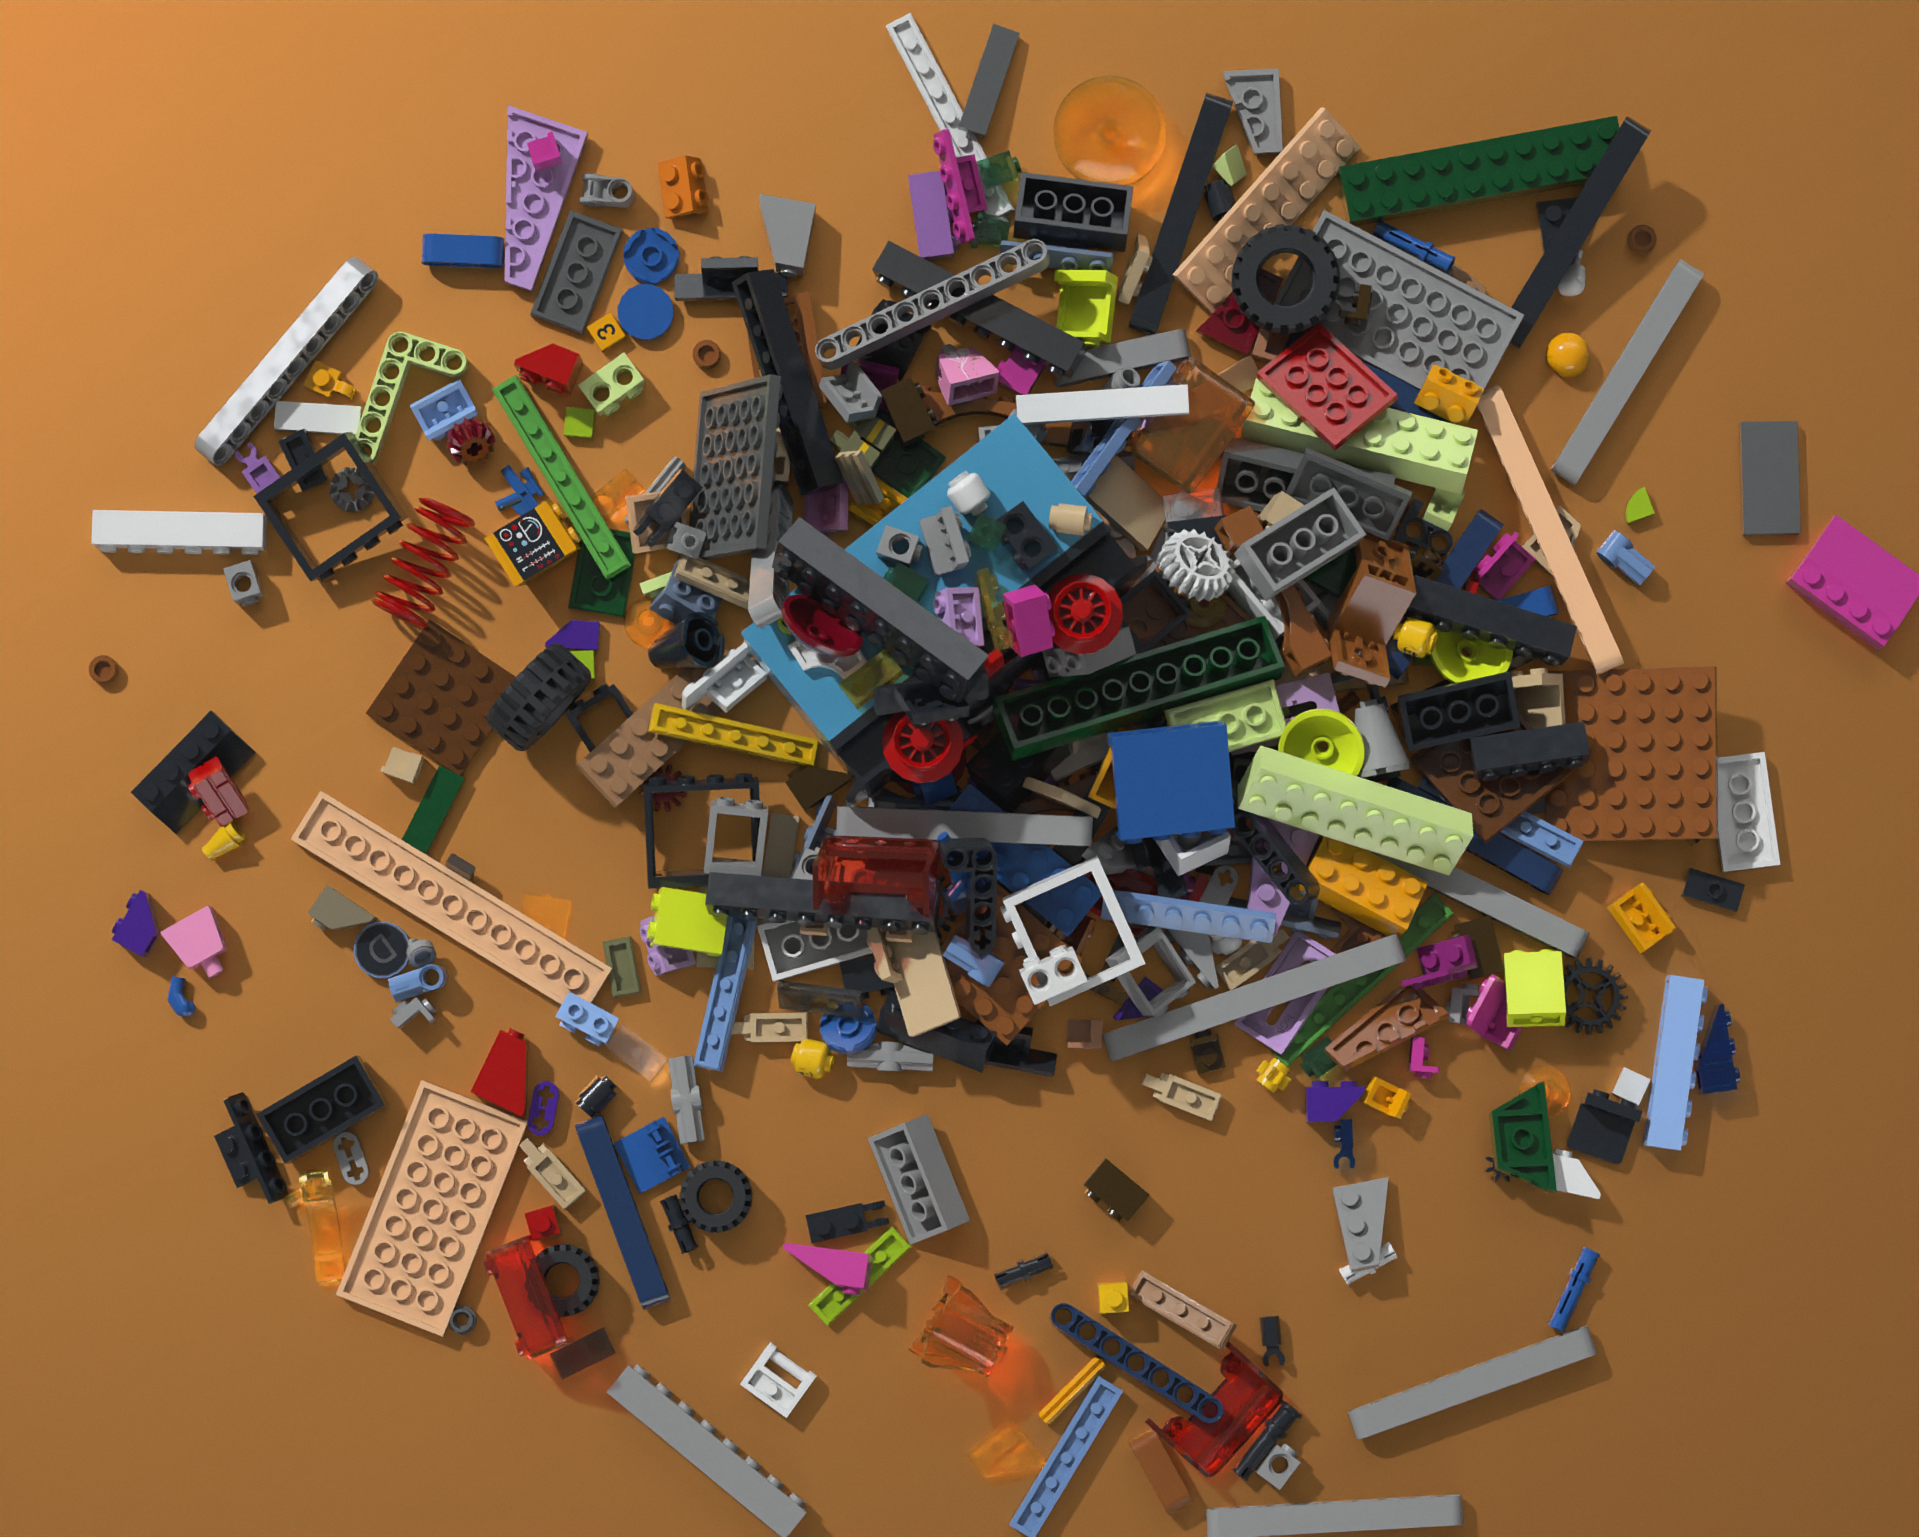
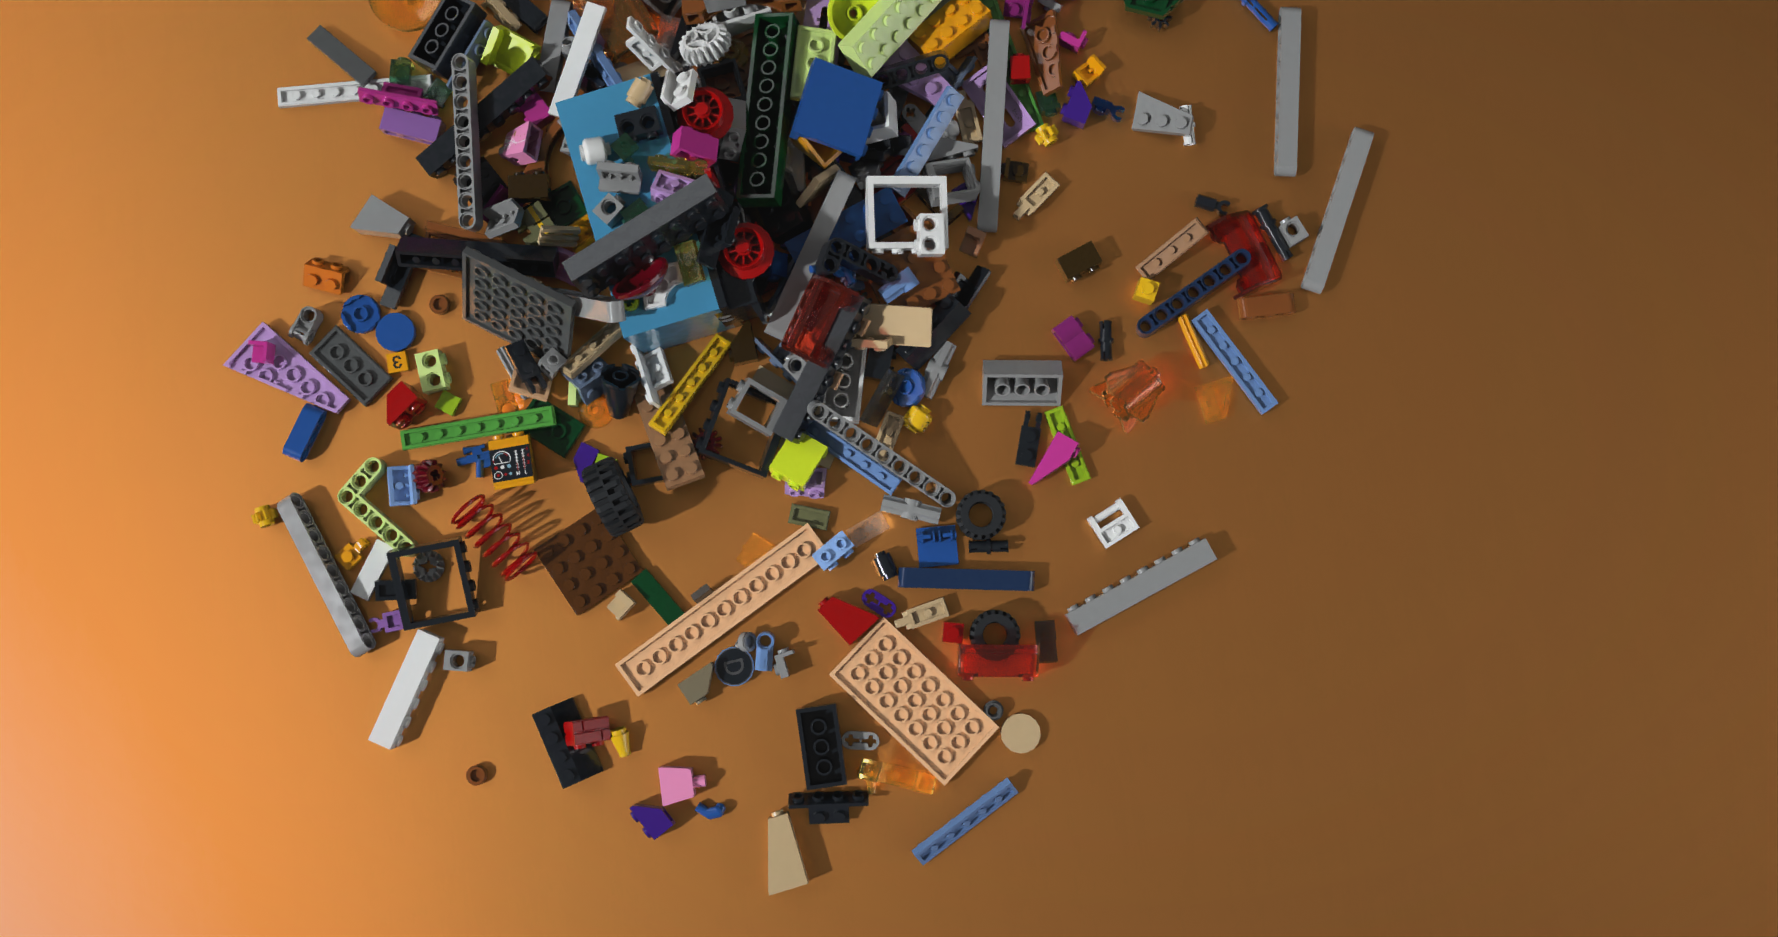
camera: 65 degrees left, 0 degrees up
(158, 1120) = (785, 860): none -> tan slope
(299, 1341) = (964, 821): none -> medium blue plate
(330, 247) = (264, 516): none -> yellow gear
(446, 1369) = (1020, 733): none -> tan tile
(741, 1017) = (873, 450): none -> light grey beam
(1008, 1224) = (1073, 338): none -> magenta brick
(1098, 567) = (679, 89): none -> white bracket
(1157, 495) = (647, 49): none -> white bracket
(1348, 1001) = (1019, 69): none -> red brick

